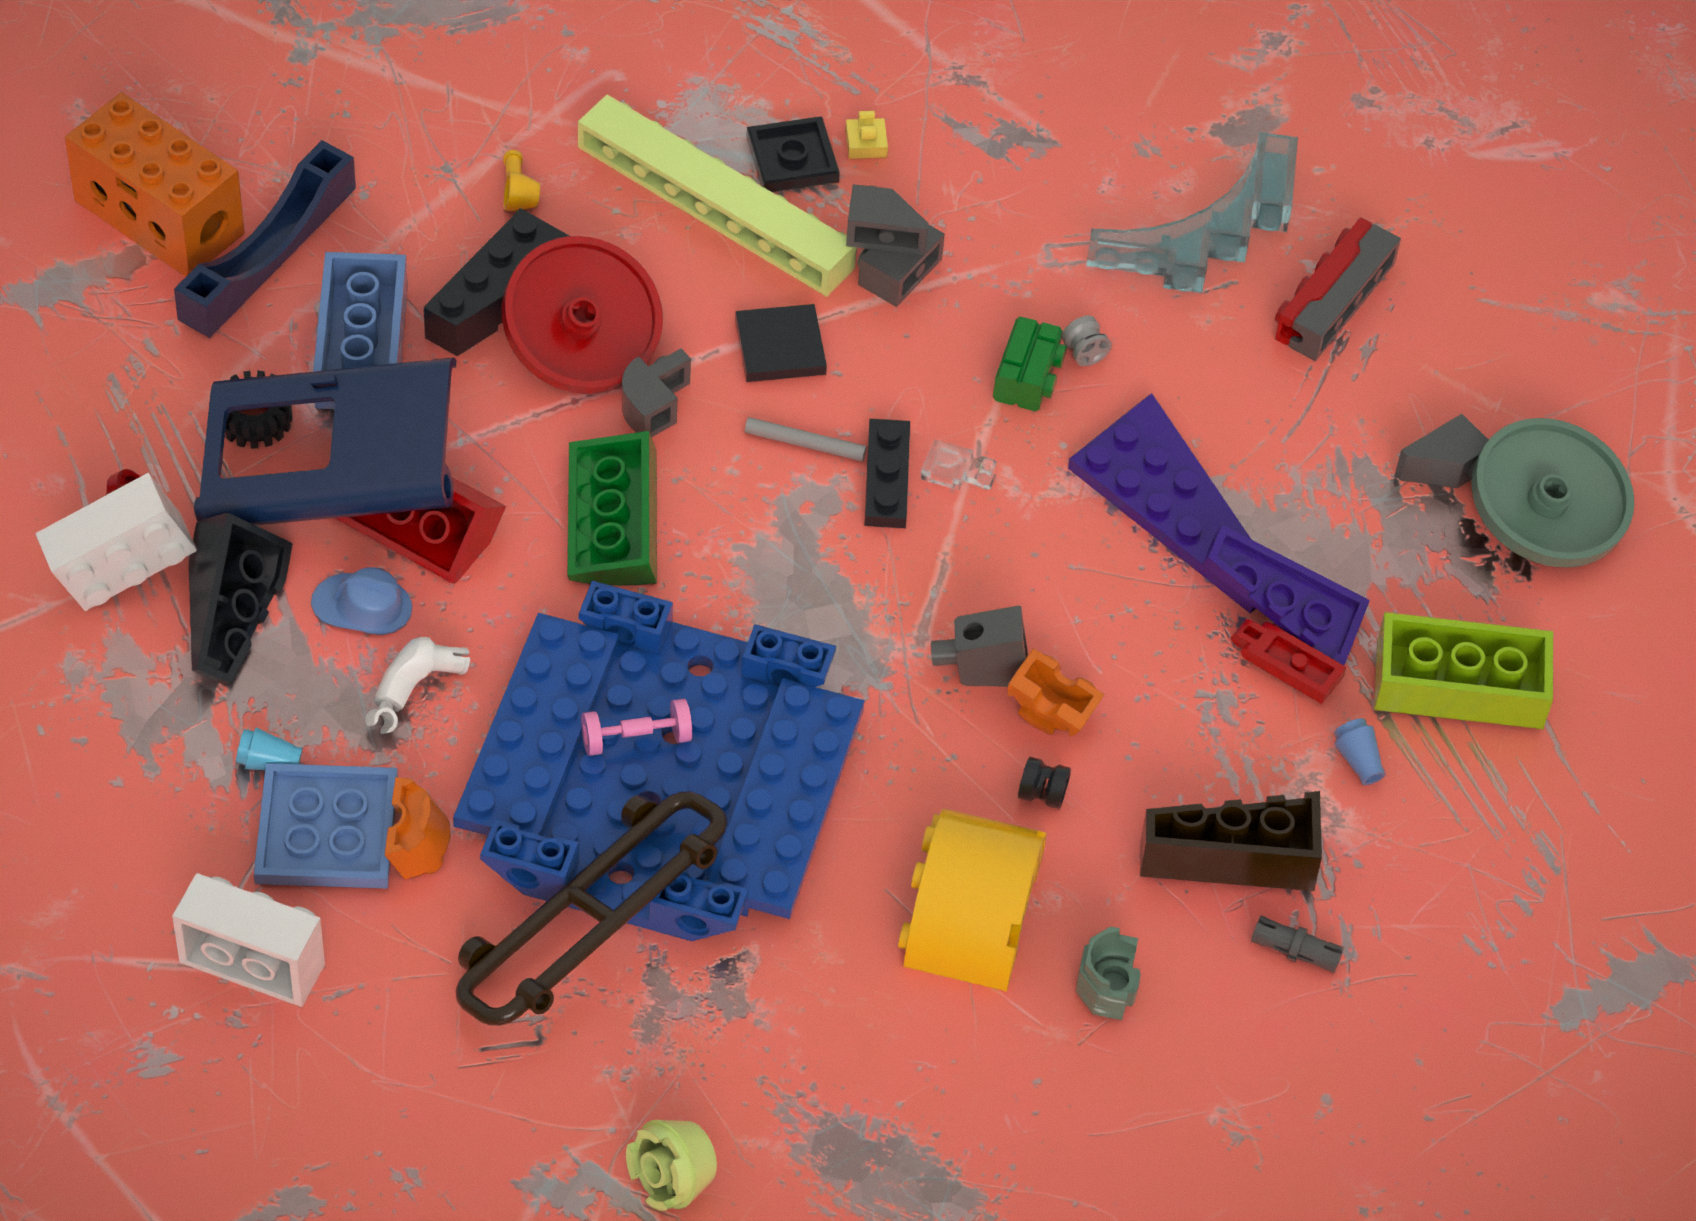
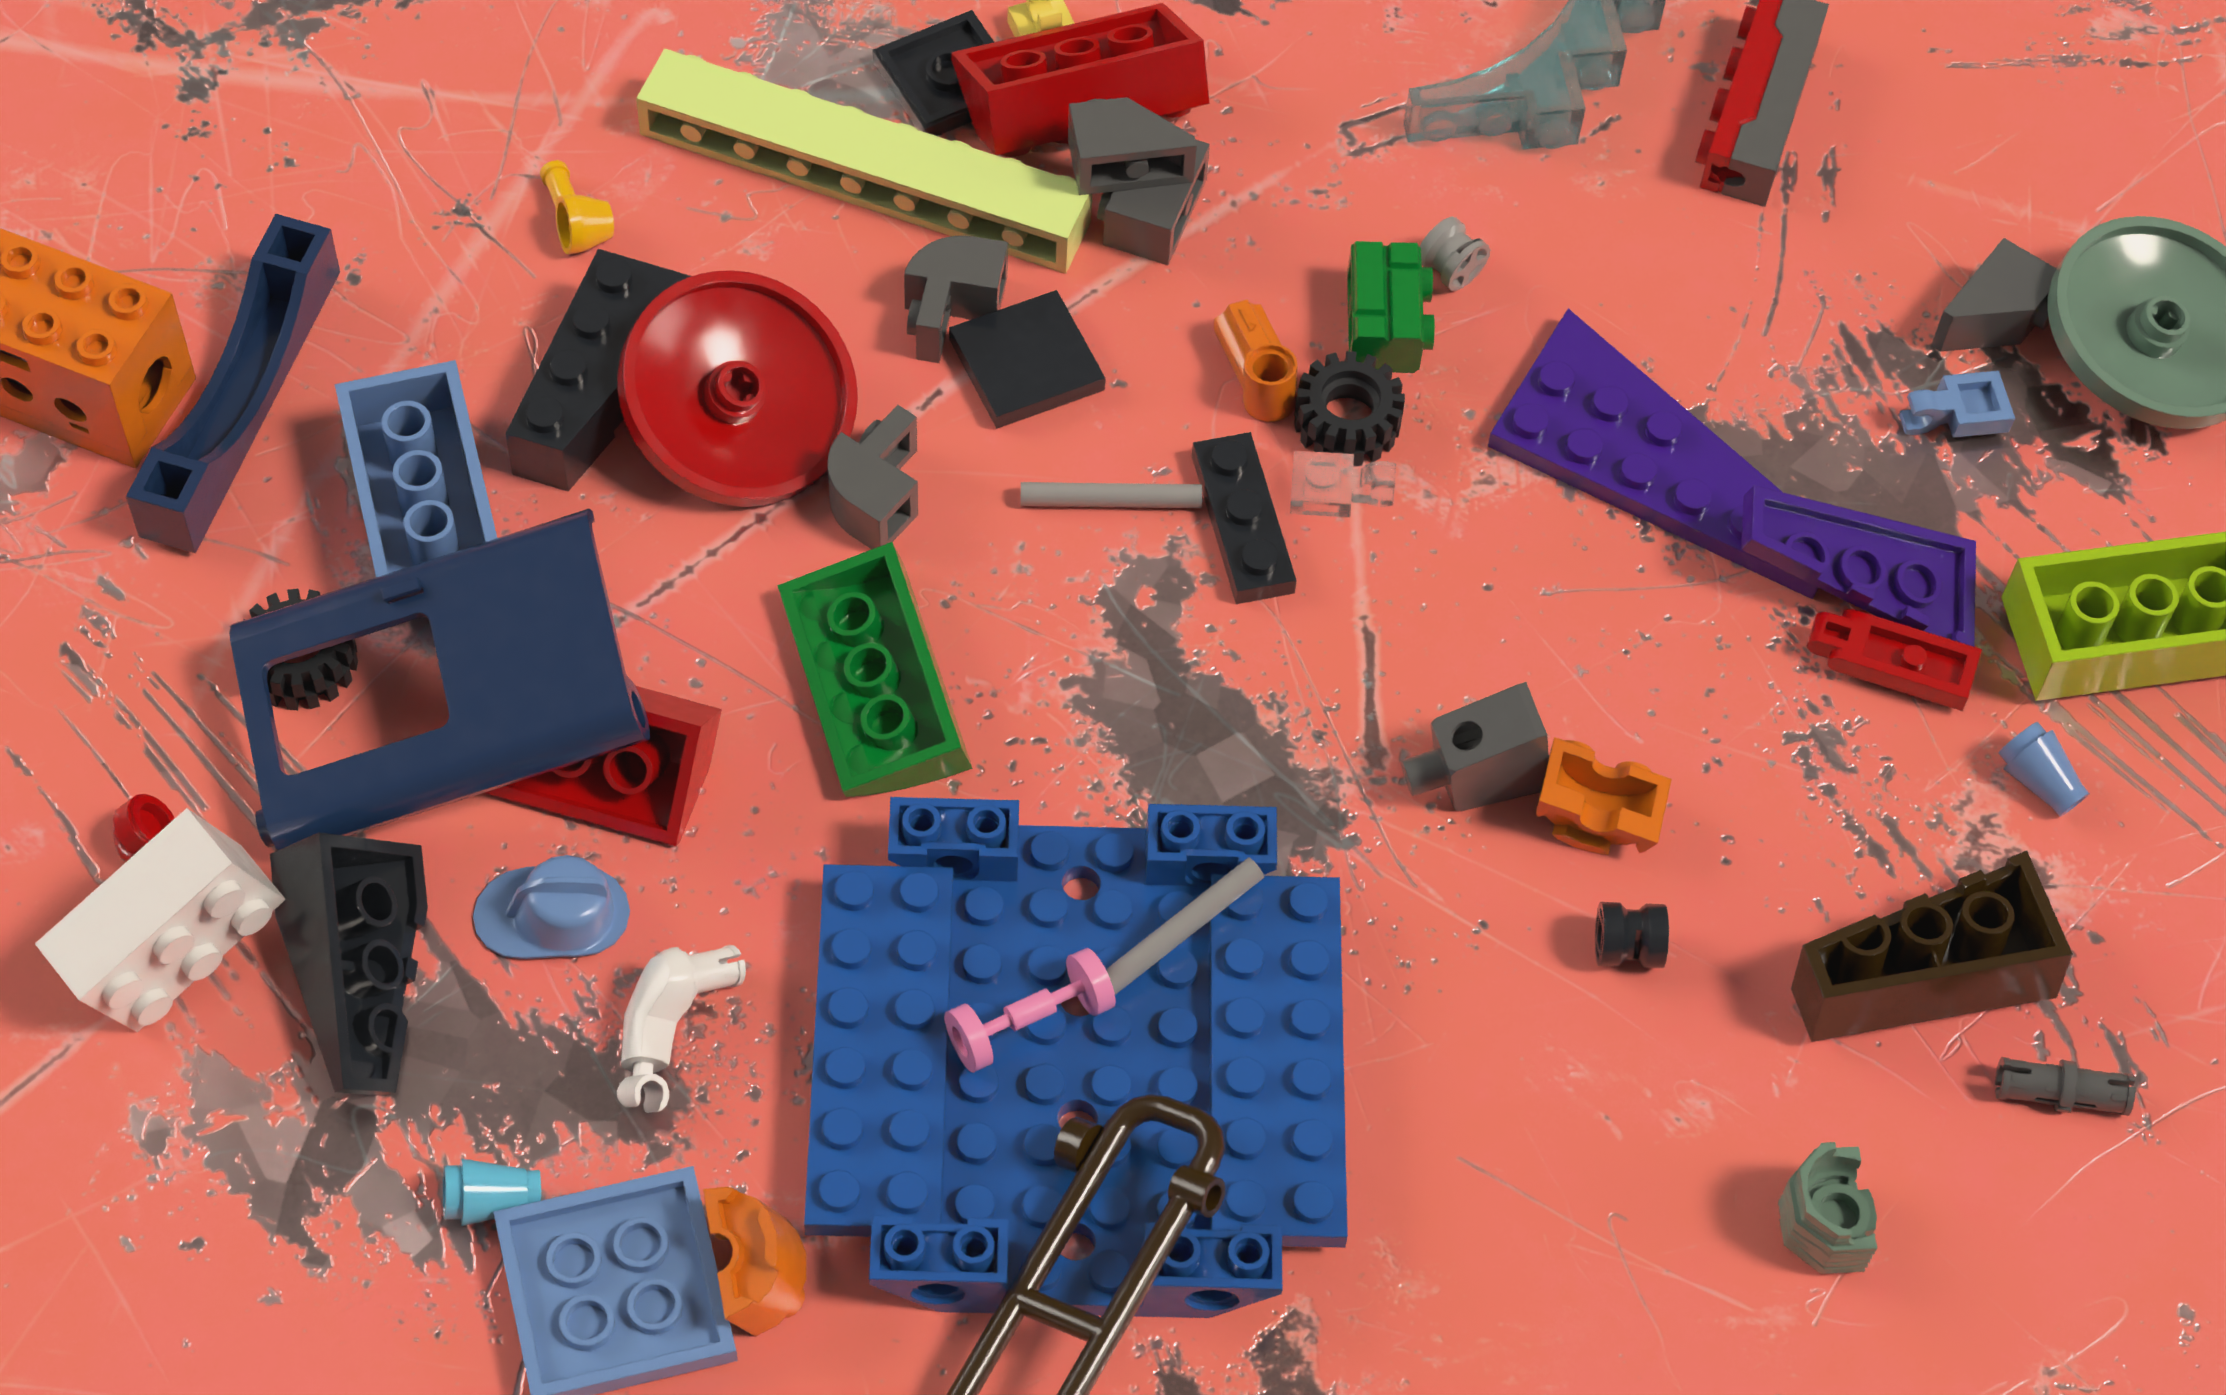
camera: 15 degrees left, 5 degrees up
(747, 282) = (953, 279): none -> dark grey brick
(750, 702) = (1184, 924): none -> light grey bar
(916, 169) = (1024, 84): none -> red slope
(931, 378) = (1259, 361): none -> orange piece
(971, 898) = (1602, 1142): yellow cylinder -> none
(986, 404) = (1352, 381): none -> black tyre
(1399, 513) = (1967, 402): none -> medium blue plate

